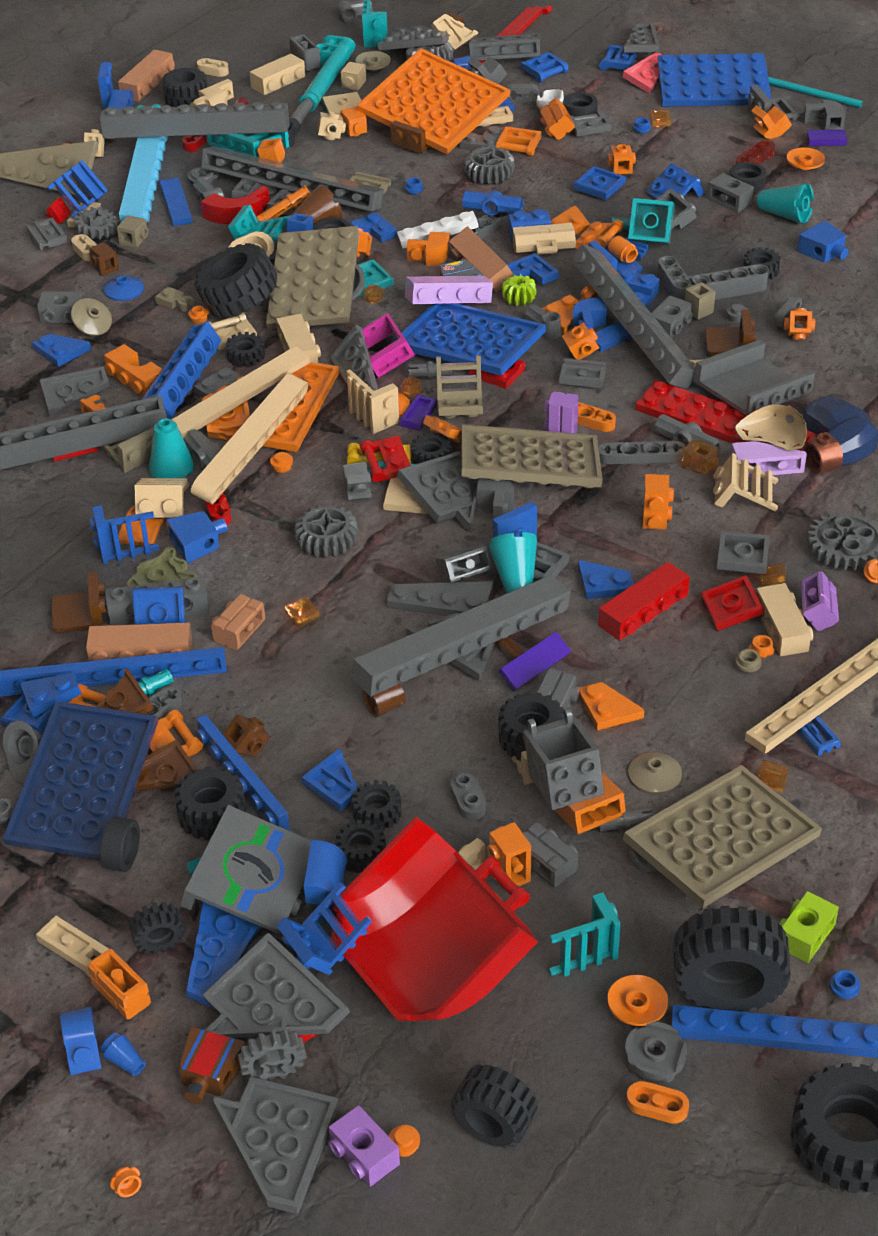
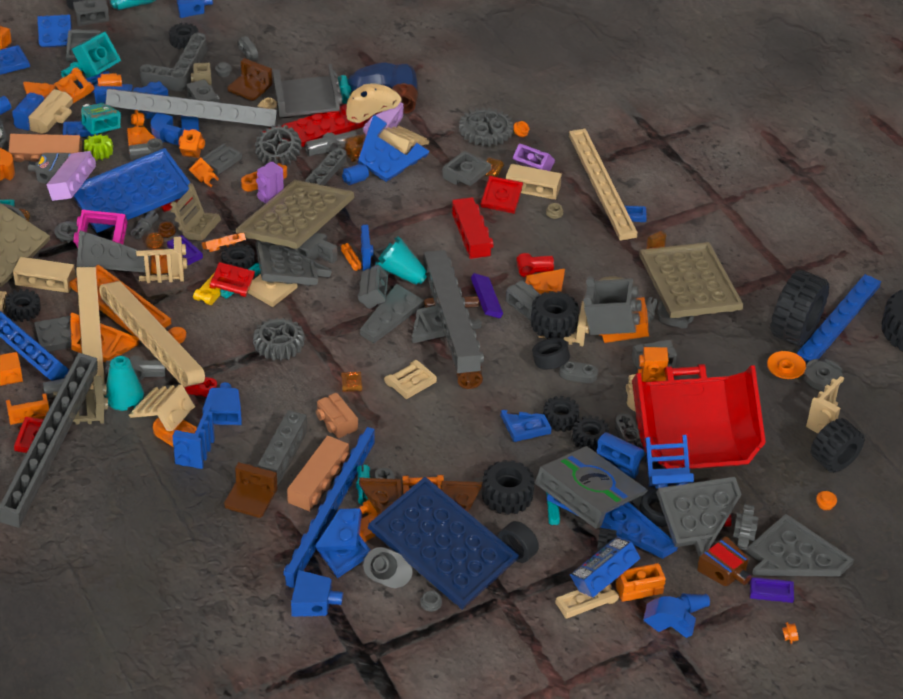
camera: 65 degrees left, 0 degrees up
(103, 931) = (605, 566): none -> blue brick
(158, 605) = (300, 445): blue plate -> none
(161, 569) = (246, 441): olive tile -> none
(199, 1135) = (772, 590): none -> dark purple tile
(246, 735) = (467, 447): reddish brown brick -> none
(258, 793) = (478, 464): blue plate -> none
(337, 655) = (413, 382): none -> tan plate
(357, 481) = (240, 305): dark grey brick -> none
(359, 1130) = (824, 515): medium lavender brick -> none
(431, 387) = (167, 229): none -> reddish brown plate
(469, 753) = (551, 353): none -> black tyre
(548, 369) = (203, 172): none -> orange plate
(549, 266) = (100, 118): none -> teal torso
(553, 1069) = (824, 408): none -> tan plate
(602, 580) = (433, 238): blue wing -> none
(605, 933) = (734, 352): teal plate -> none
(624, 676) = (529, 265): none -> red piece
(633, 397) = (272, 142): none -> dark grey gear
(648, 467) = (355, 174): none -> blue brick
(656, 500) = (392, 180): orange brick -> none
(658, 1101) = (858, 388): orange plate -> none
(695, 477) = (382, 157): none -> blue wing
(763, 645) = (546, 199): orange plate -> none
(801, 316) = (269, 48): orange brick -> none
(801, 402) = (345, 89): none -> teal pin
(809, 925) = (772, 278): lime brick -> none

